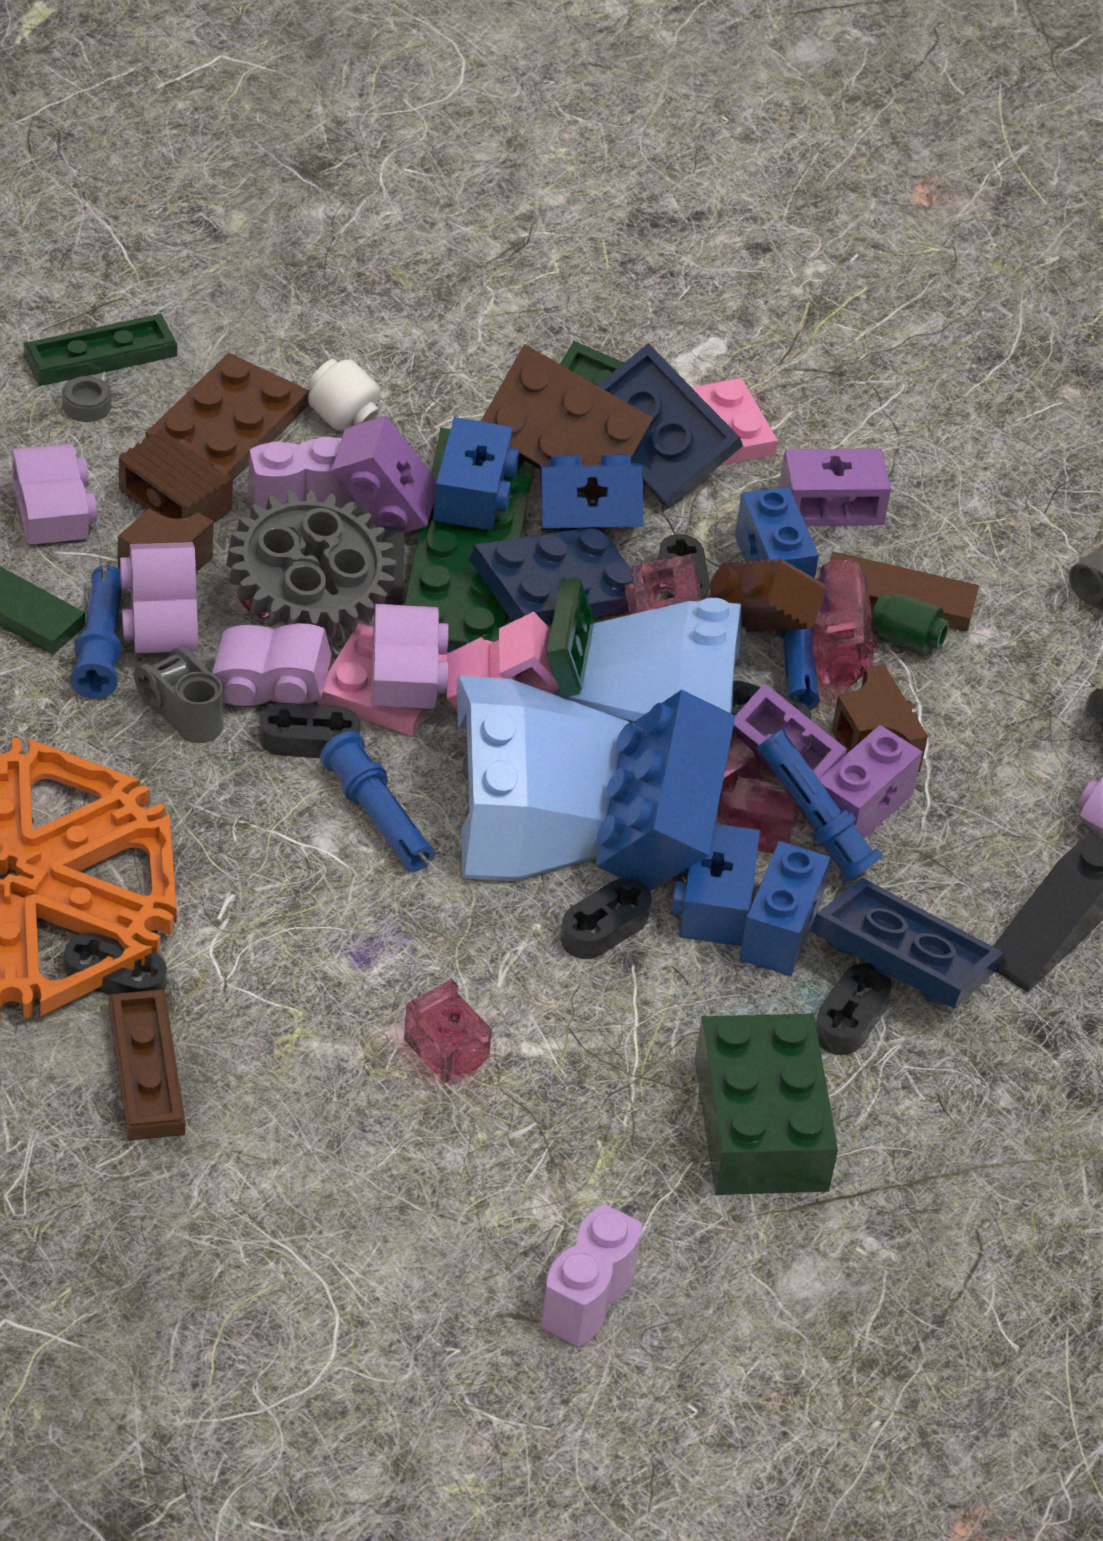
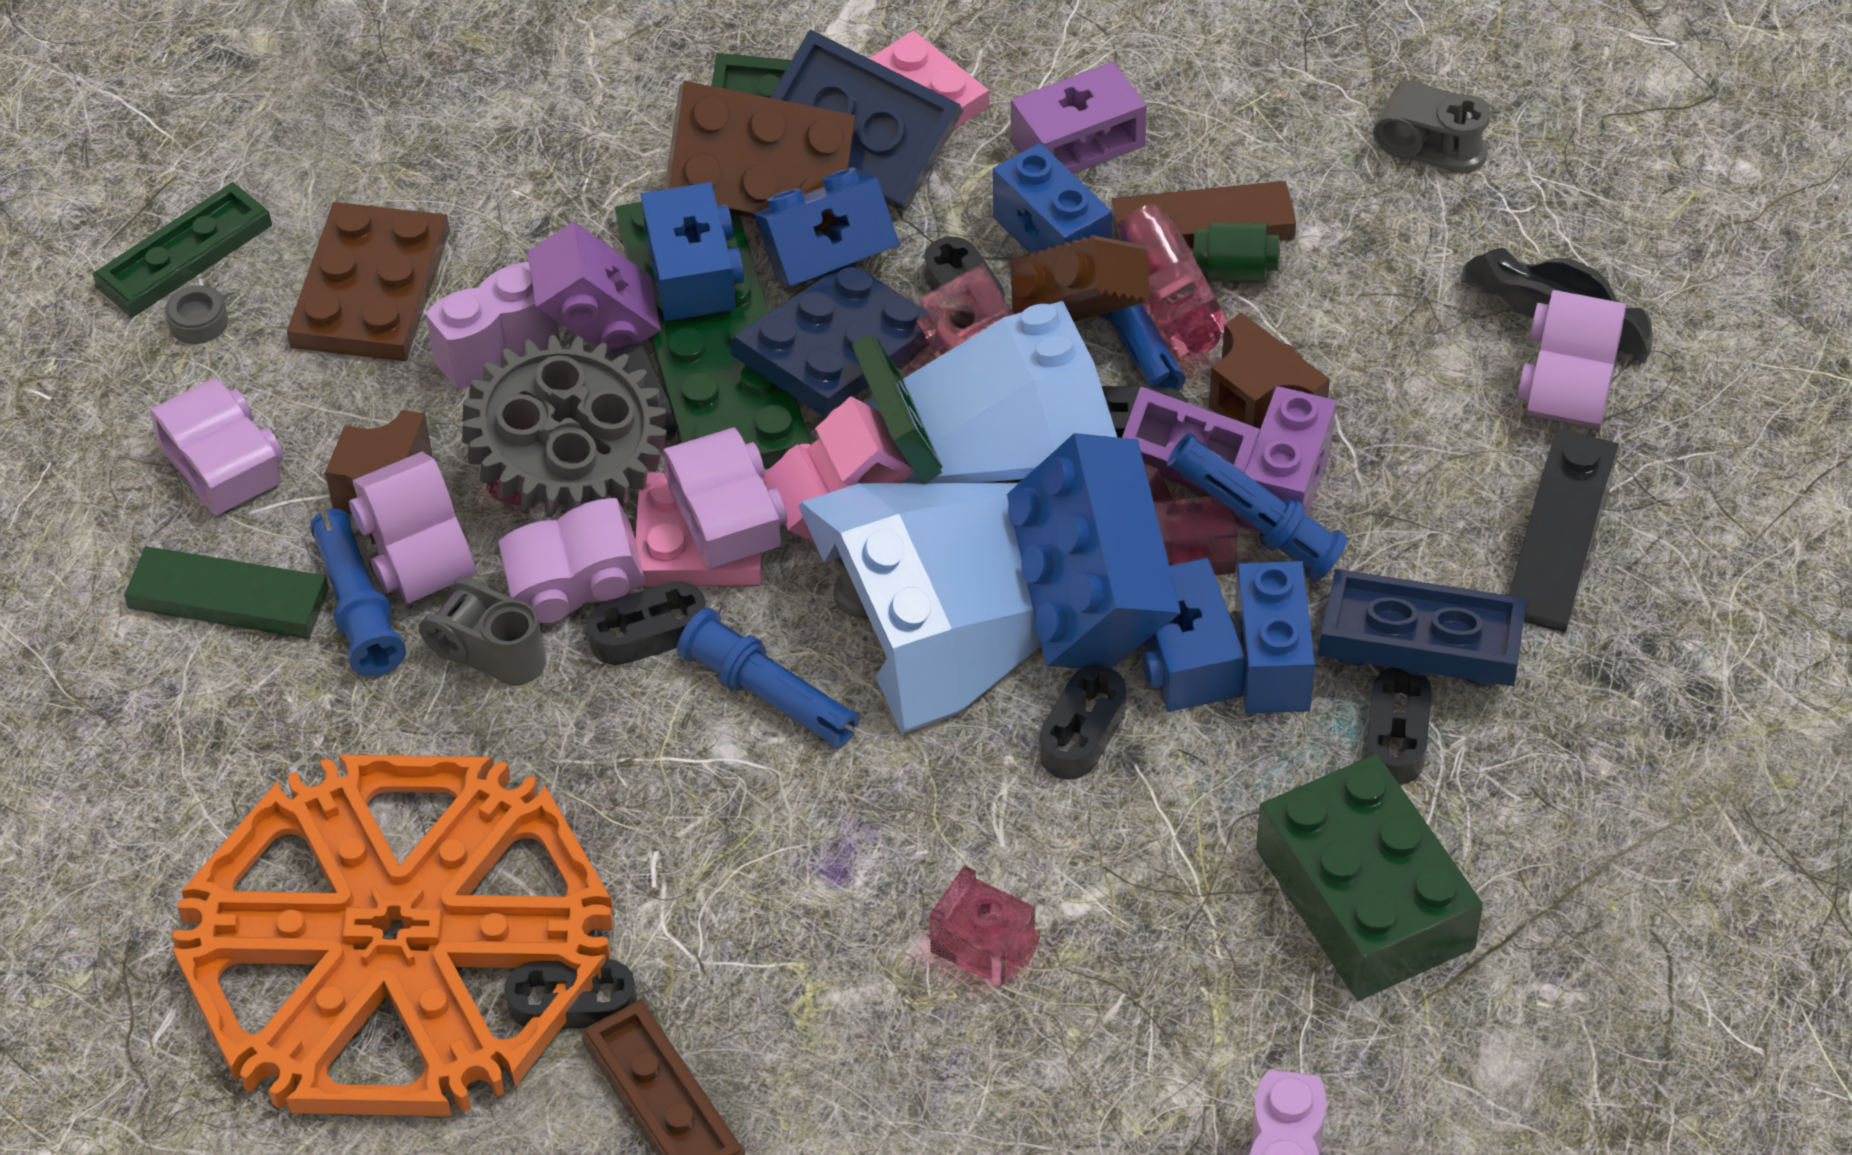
camera: 15 degrees left, 5 degrees up
(174, 479) = (350, 379): reddish brown brick -> none
(343, 394) = (490, 207): white head -> none

